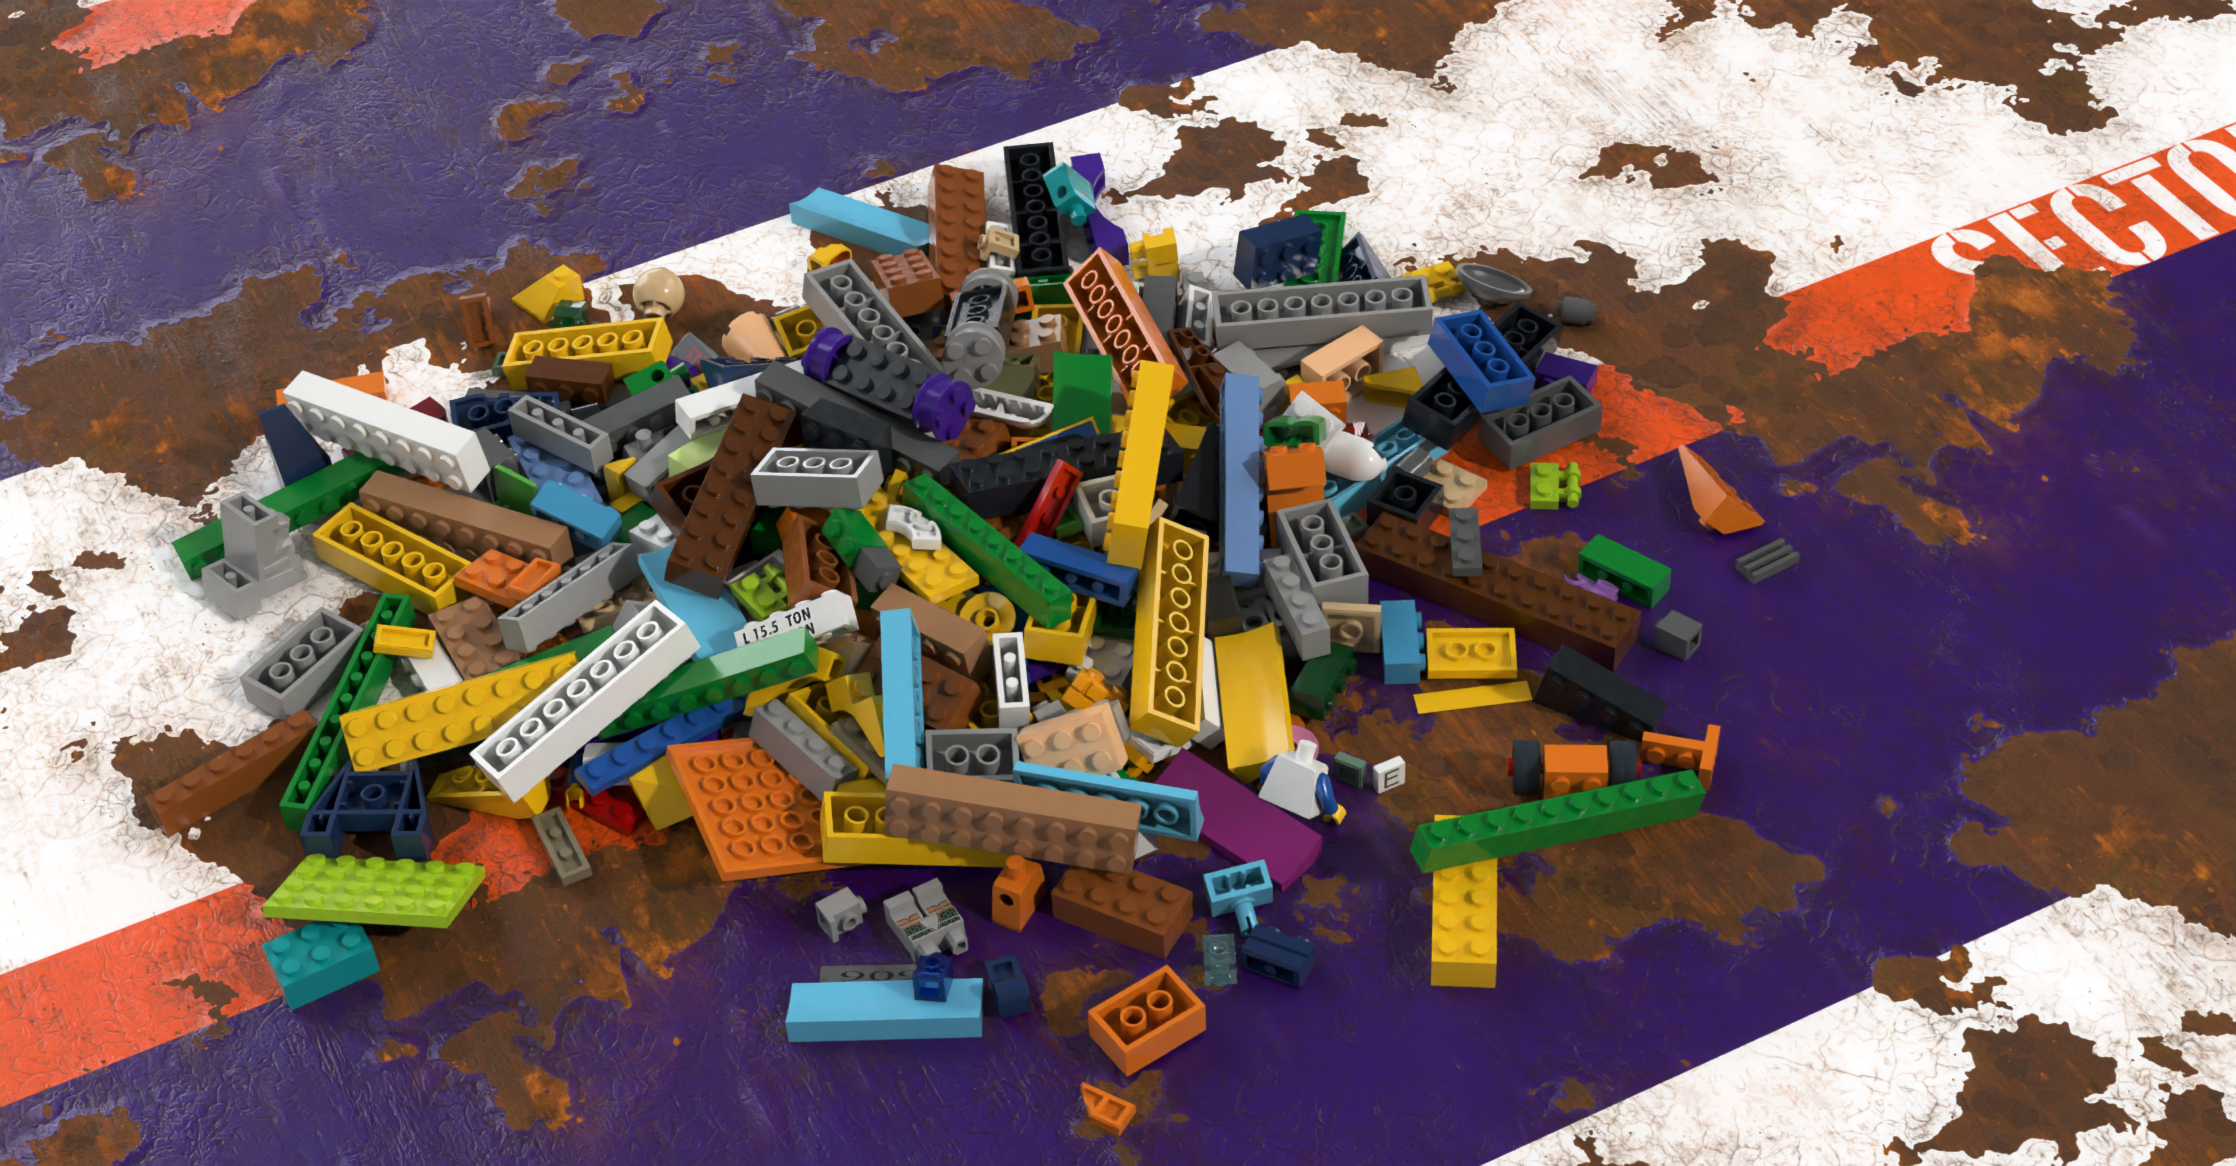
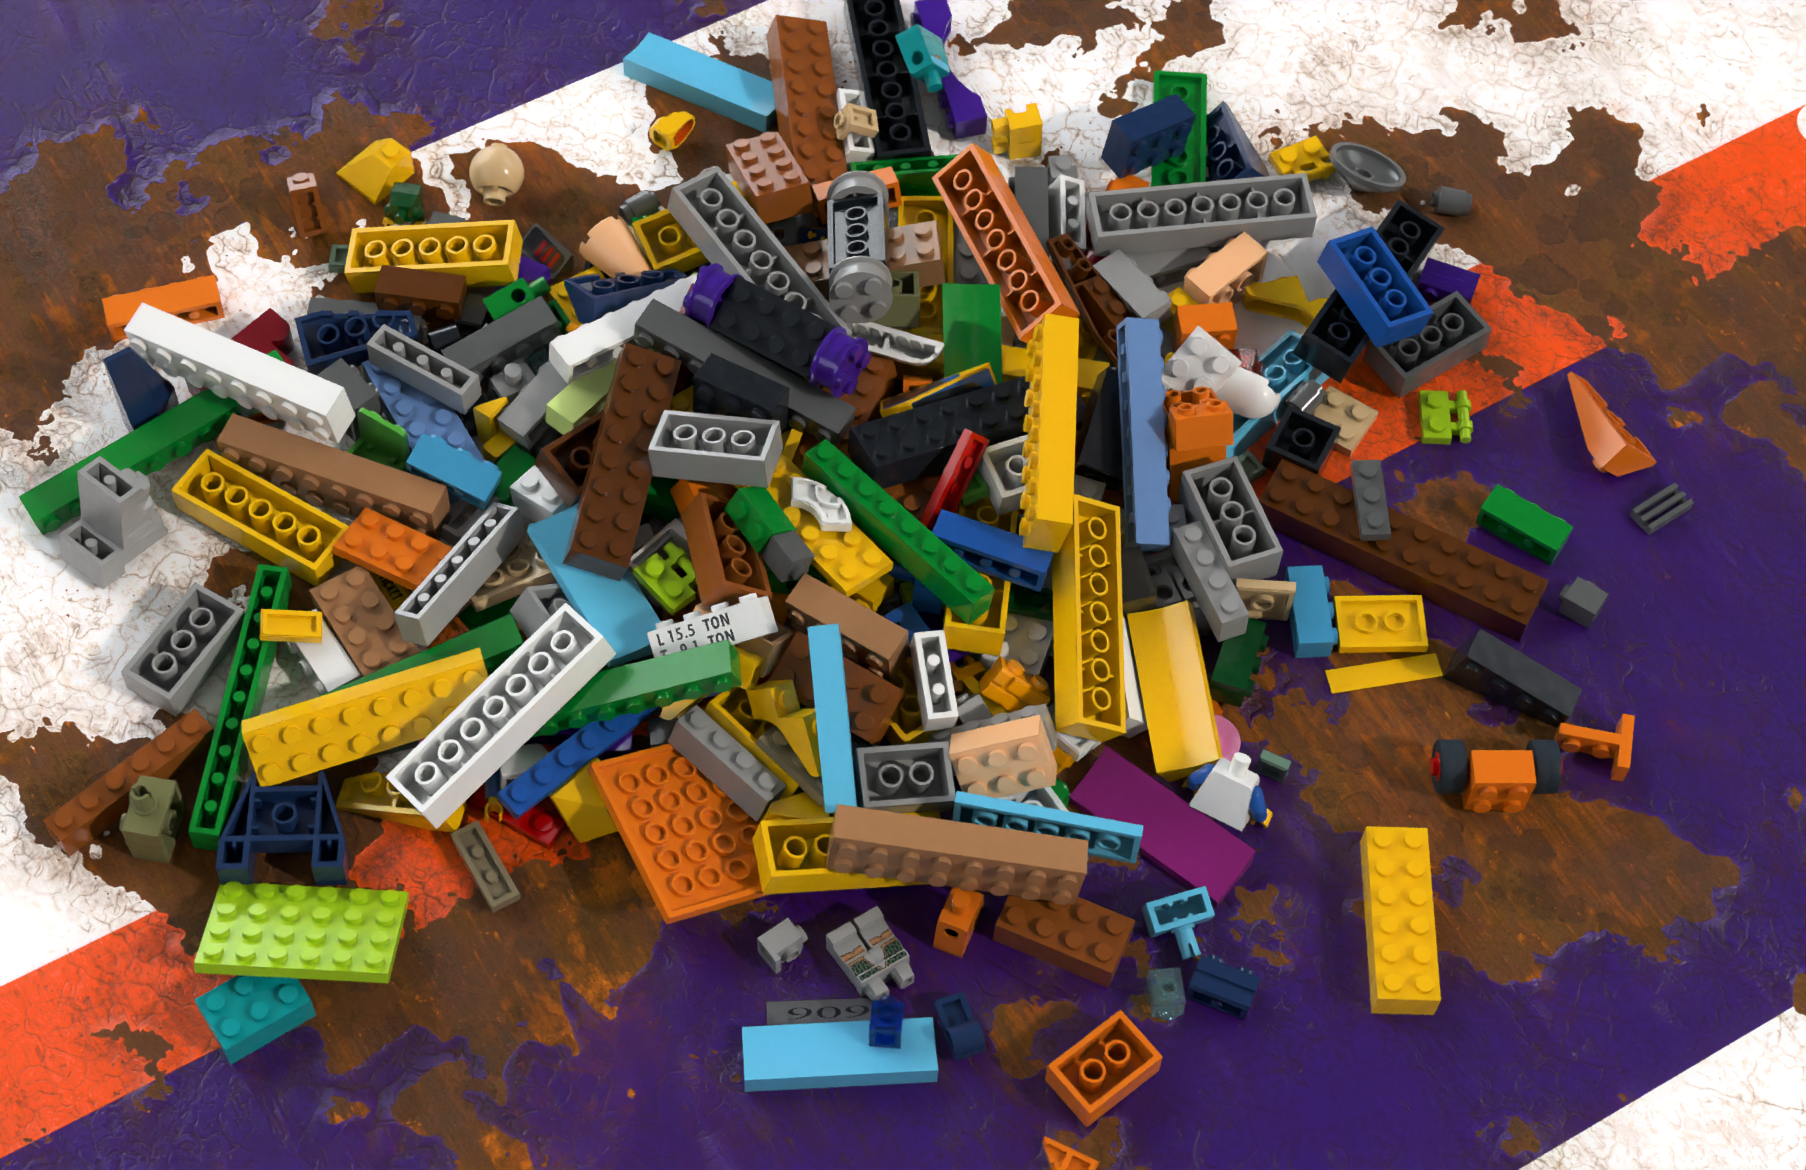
camera: 10 degrees left, 15 degrees up
(249, 797) = (153, 818): none -> olive brick
(532, 578) = (419, 554): orange tile -> none
(989, 607) = (905, 591): yellow dish -> none
(1293, 431) = (1197, 376): green brick -> none
(1389, 774) = (1312, 771): white tile -> none
(1556, 821) = (1487, 836): green brick -> none
(1598, 587) = (1499, 546): medium lavender plate -> none

